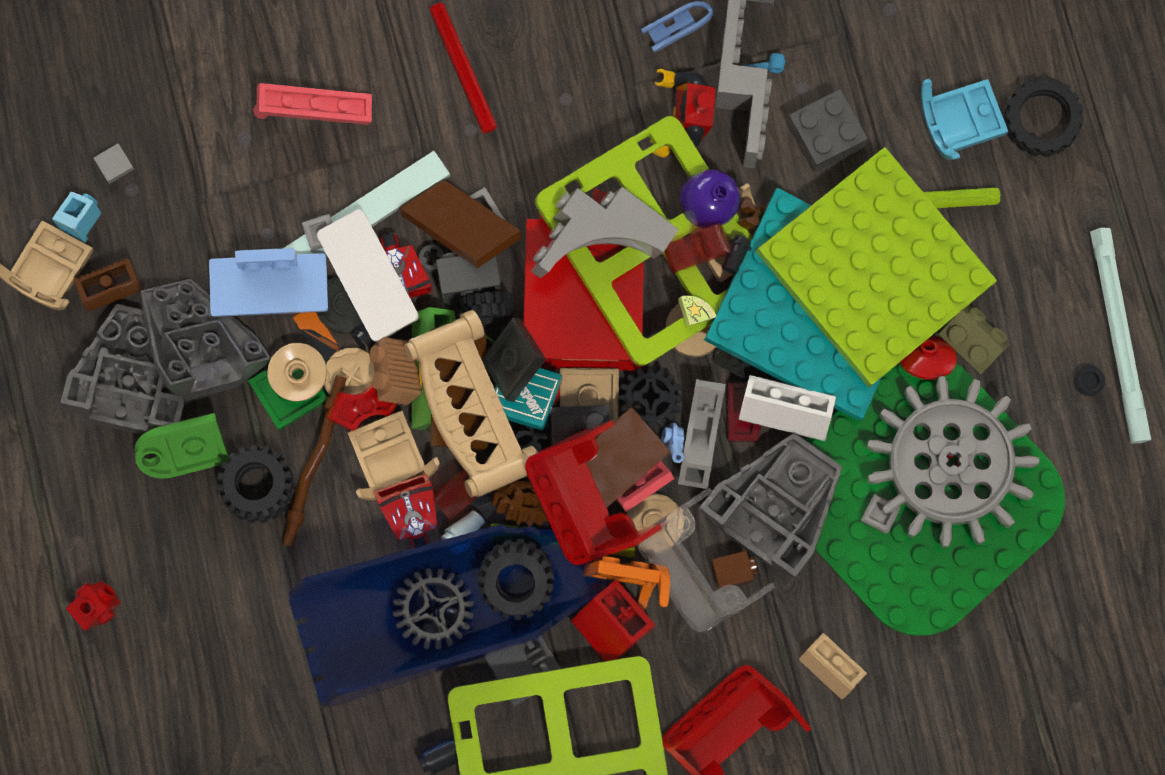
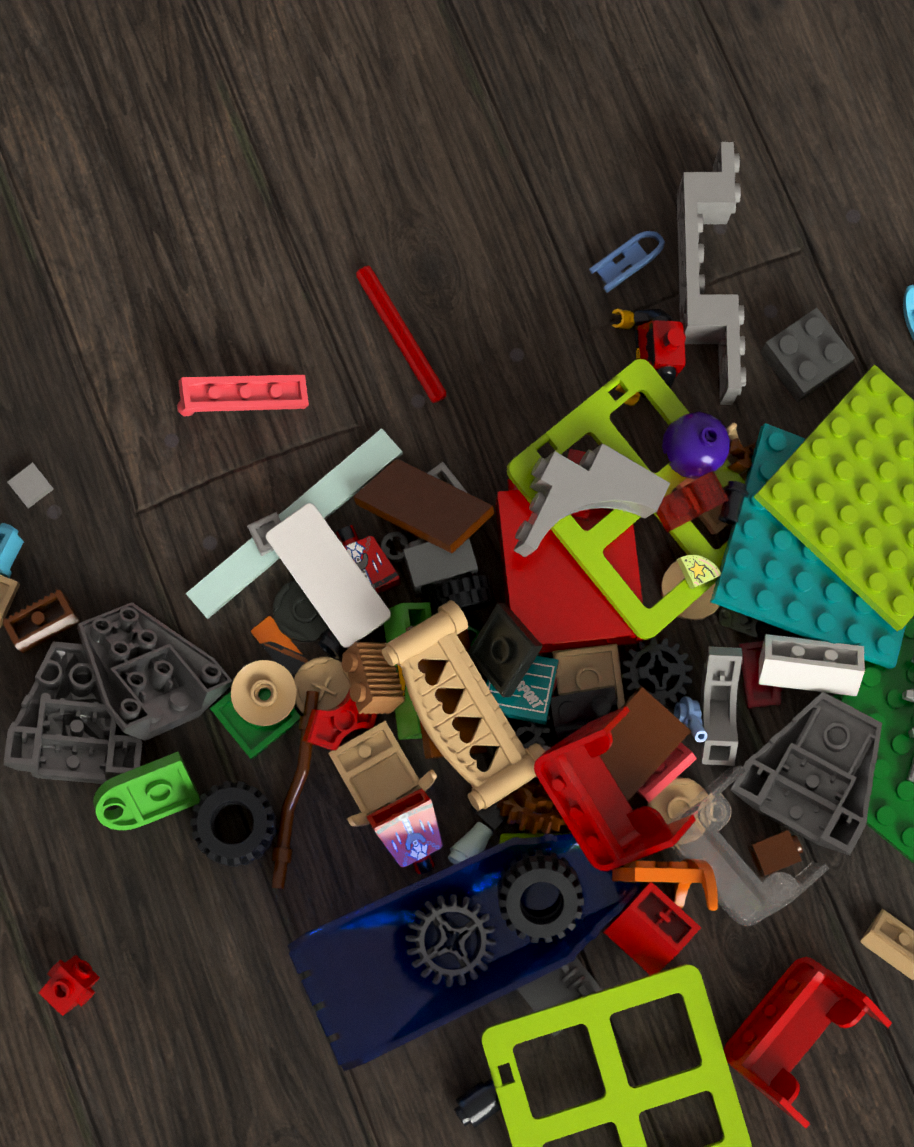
camera: 10 degrees left, 0 degrees up
(268, 283) = (218, 597): light blue bracket -> none
(453, 496) = (455, 808): clear red panel -> none
(775, 64) = (739, 286): dark azure hand -> none

